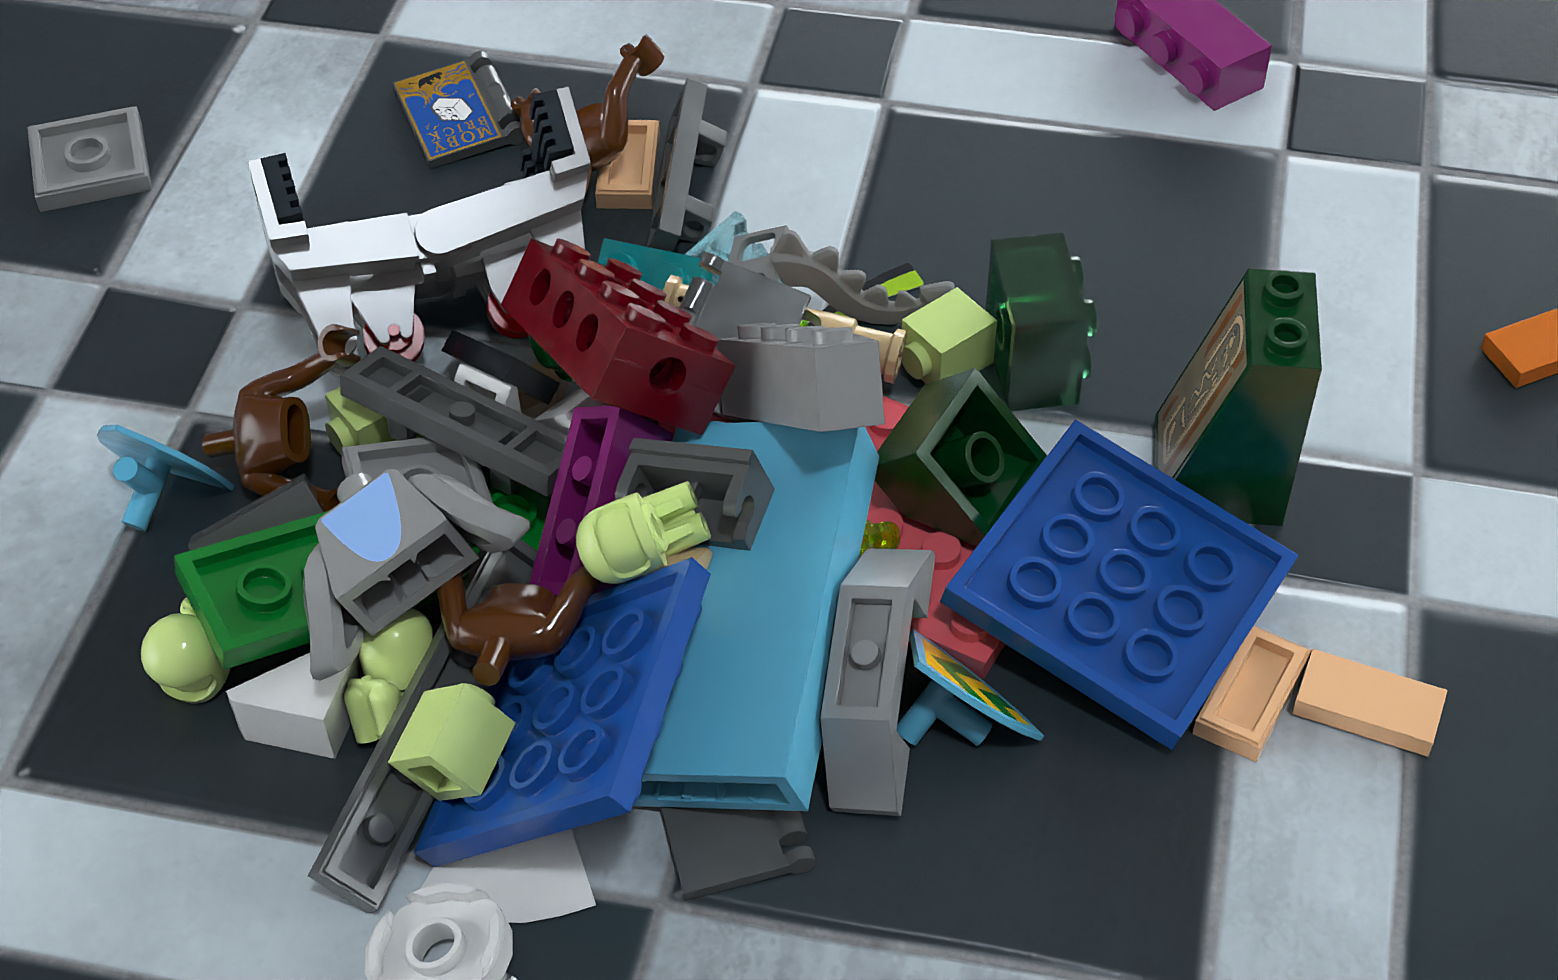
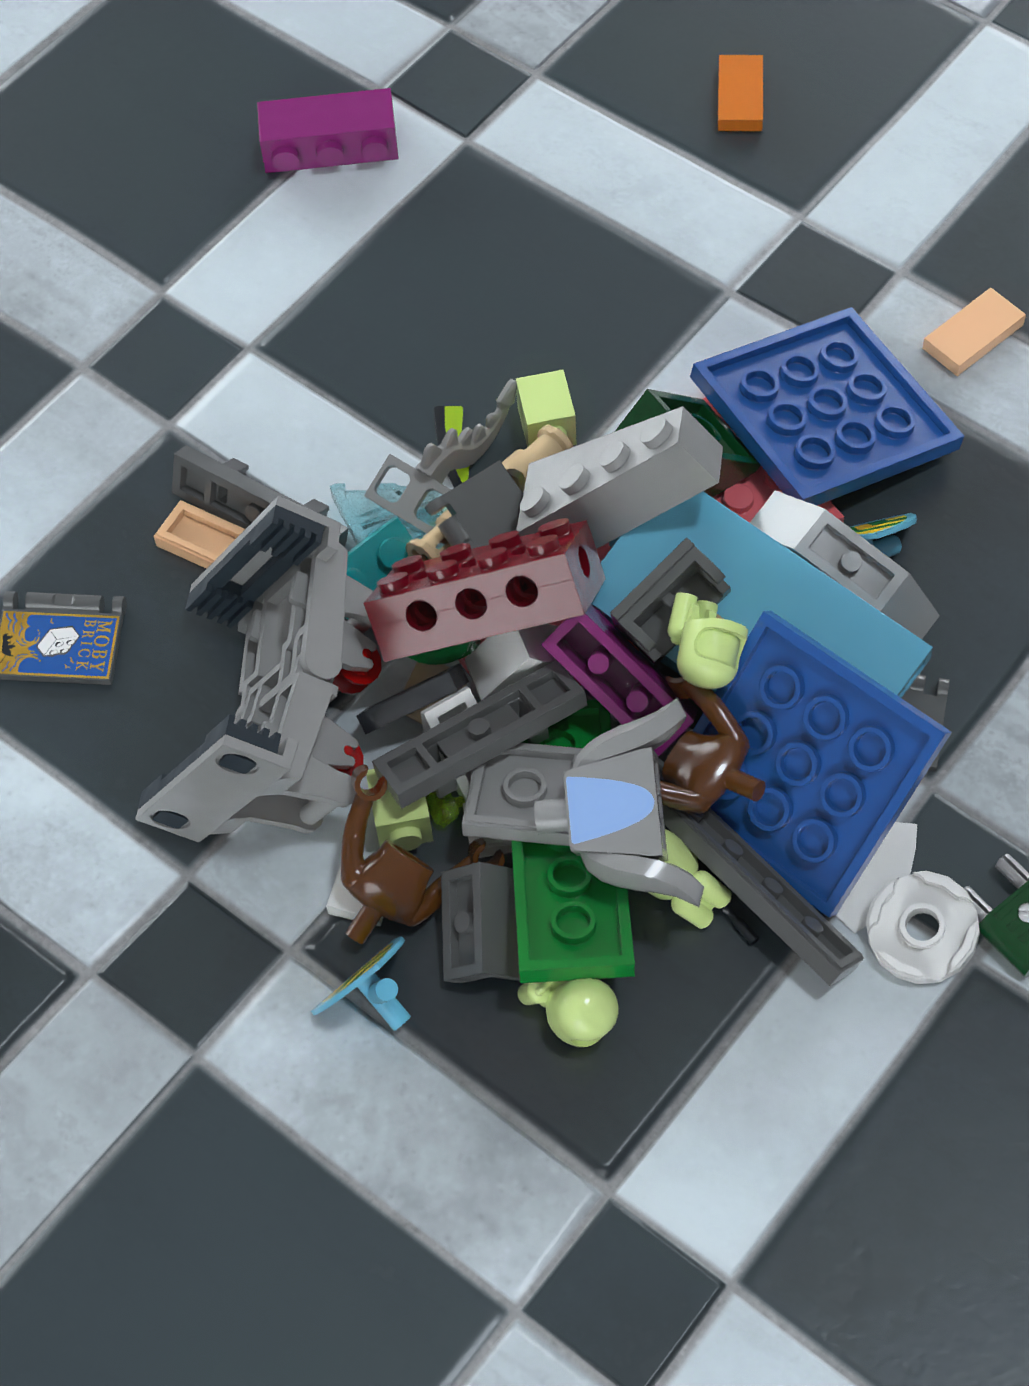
camera: 60 degrees left, 10 degrees up
(294, 709) = (668, 942): white slope -> none
(452, 741) = (776, 845): yellowish green brick -> none
(605, 123) = (183, 547): reddish brown piece -> none
(1040, 321) = (585, 339): clear green brick -> none
(1246, 398) = (747, 258): dark green slope -> none
(1252, 693) = (941, 383): light nougat tile -> none

